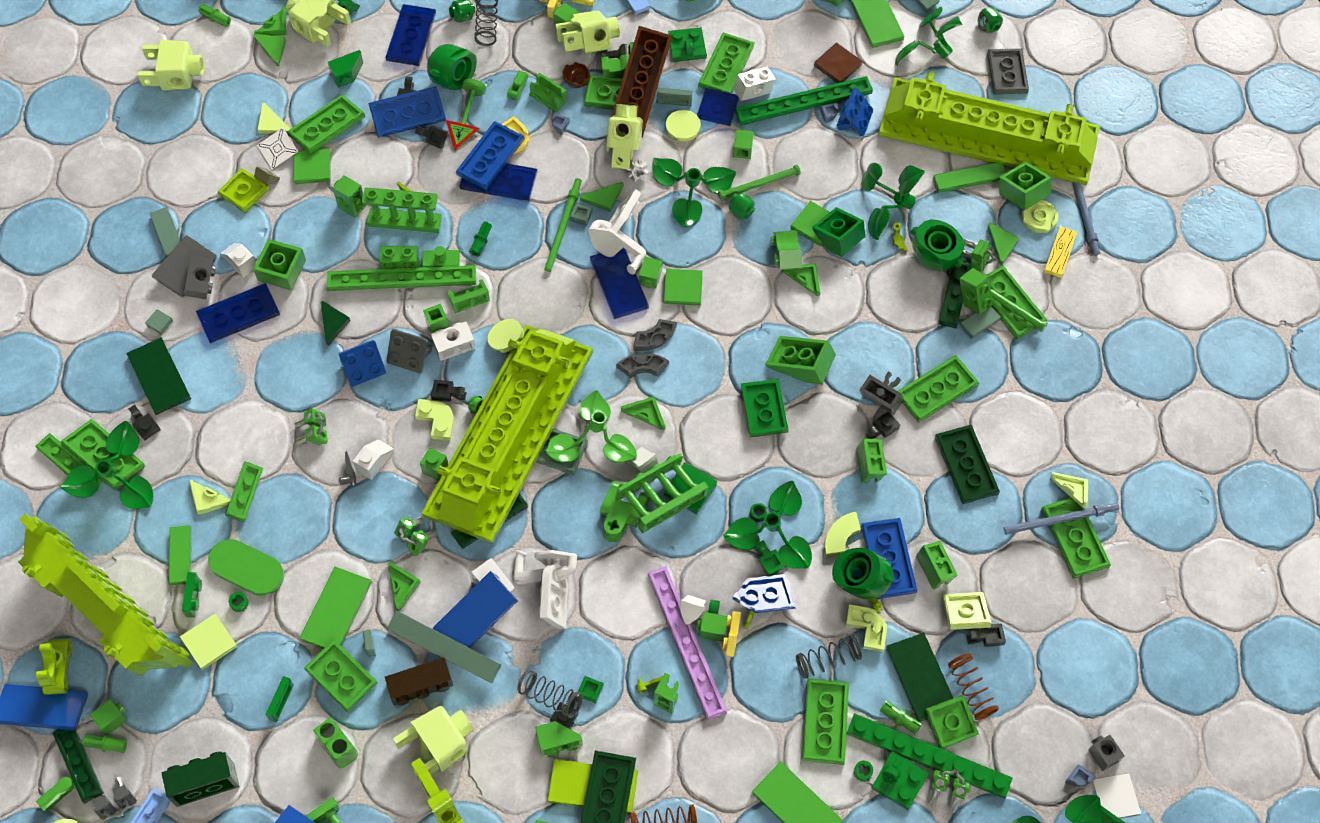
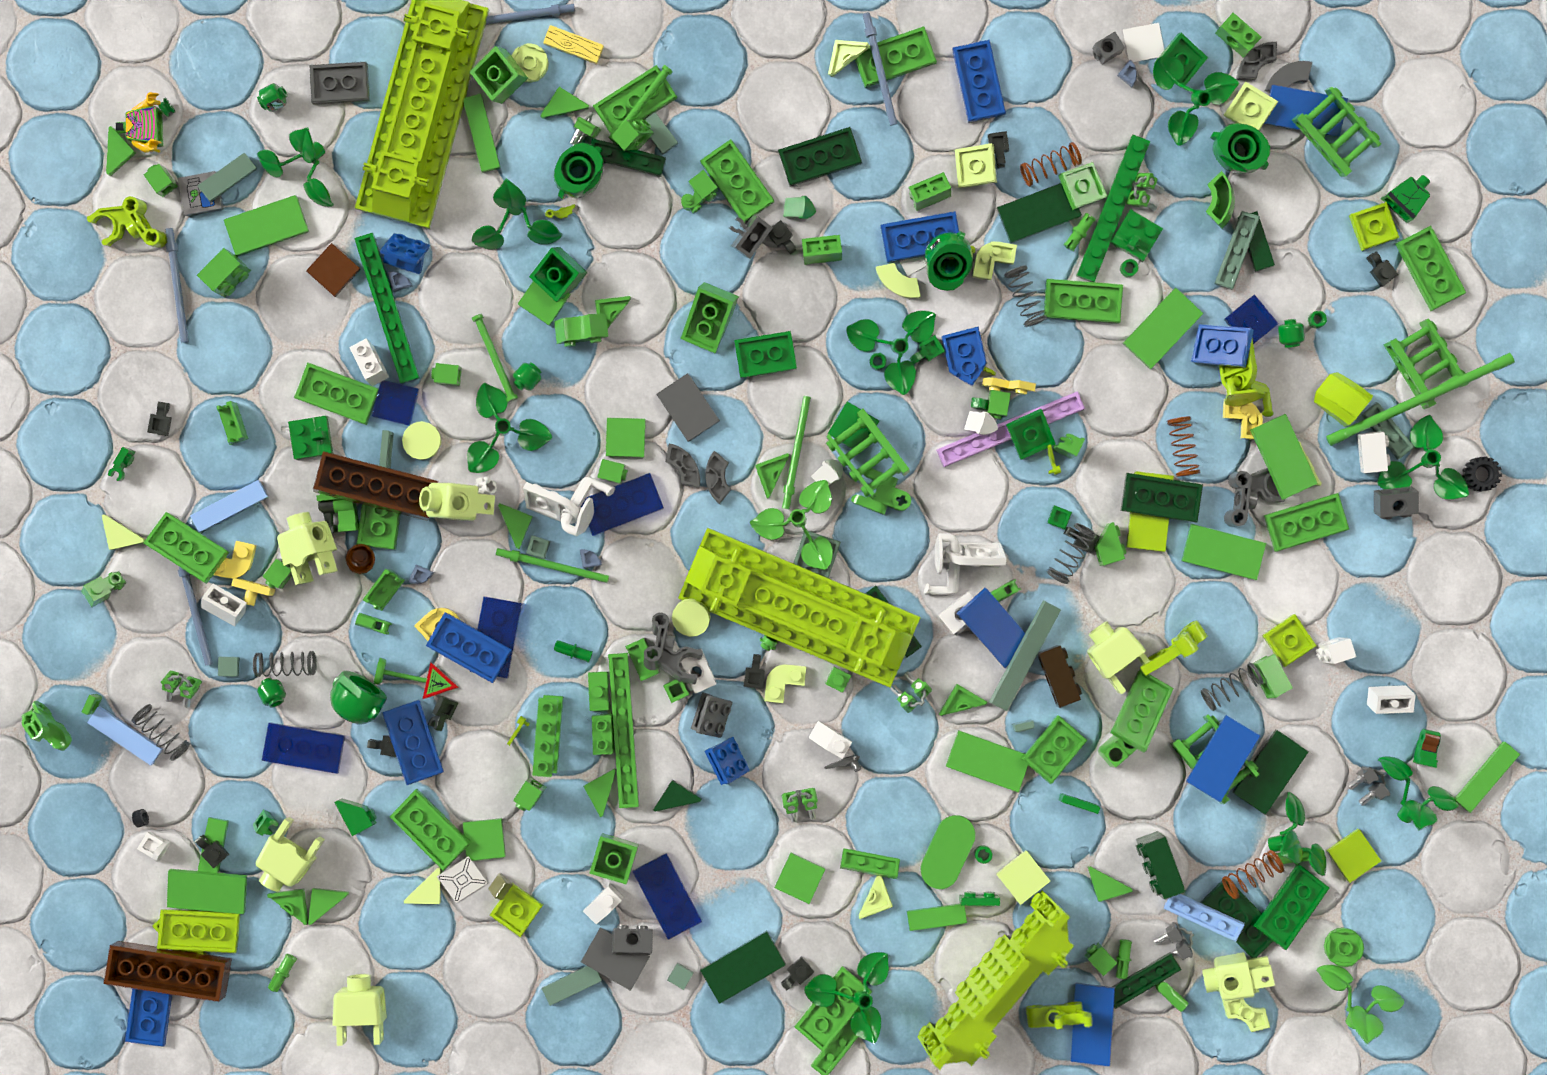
camera: 90 degrees left, 25 degrees up
(186, 727) = (1106, 886): none -> bright green tile
(238, 428) = (799, 878): none -> bright green tile
(345, 258) = (599, 790): none -> bright green tile
(372, 763) = (1141, 711): none -> bright green tile
(472, 305) = (663, 651): none -> dark grey piece
(511, 626) = (1000, 593): none -> bright green bar
(567, 255) = (589, 558): none -> sand blue tile
(629, 427) = (789, 488): none -> bright green bar
(680, 658) = (1030, 434): none -> green tile
(711, 340) = (687, 407): none -> dark grey tile
(913, 442) = (799, 208): none -> tile
(926, 355) = (703, 189): none -> bright green brick
(1058, 619) = (978, 81): none -> blue tile

